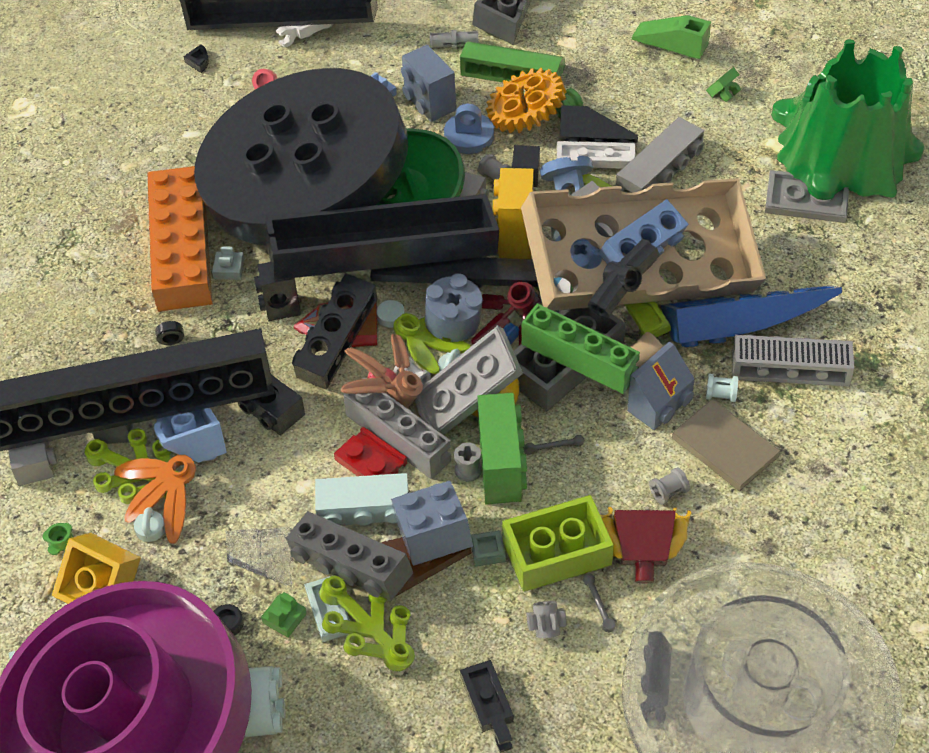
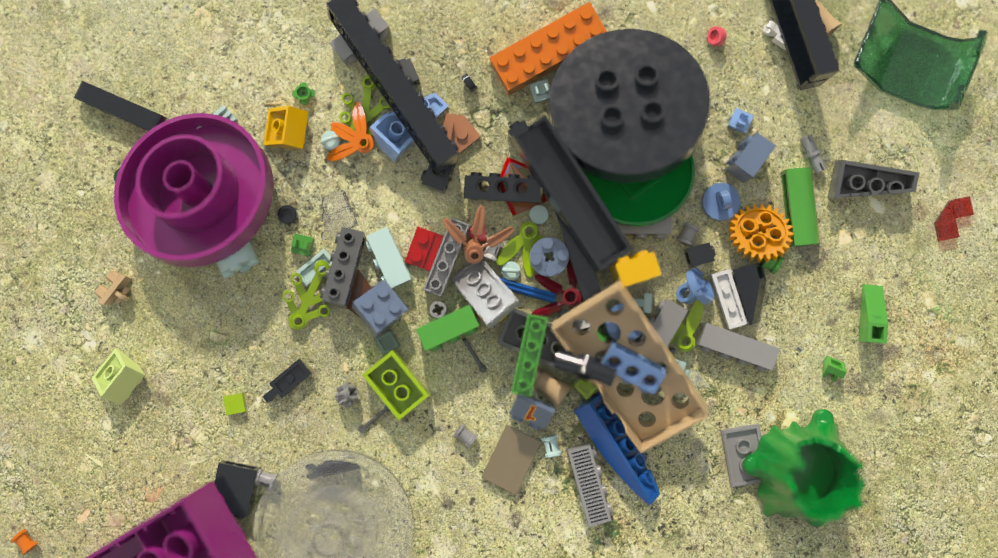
camera: 70 degrees right, 35 degrees up
(646, 538) = (419, 433): dark red torso -> none

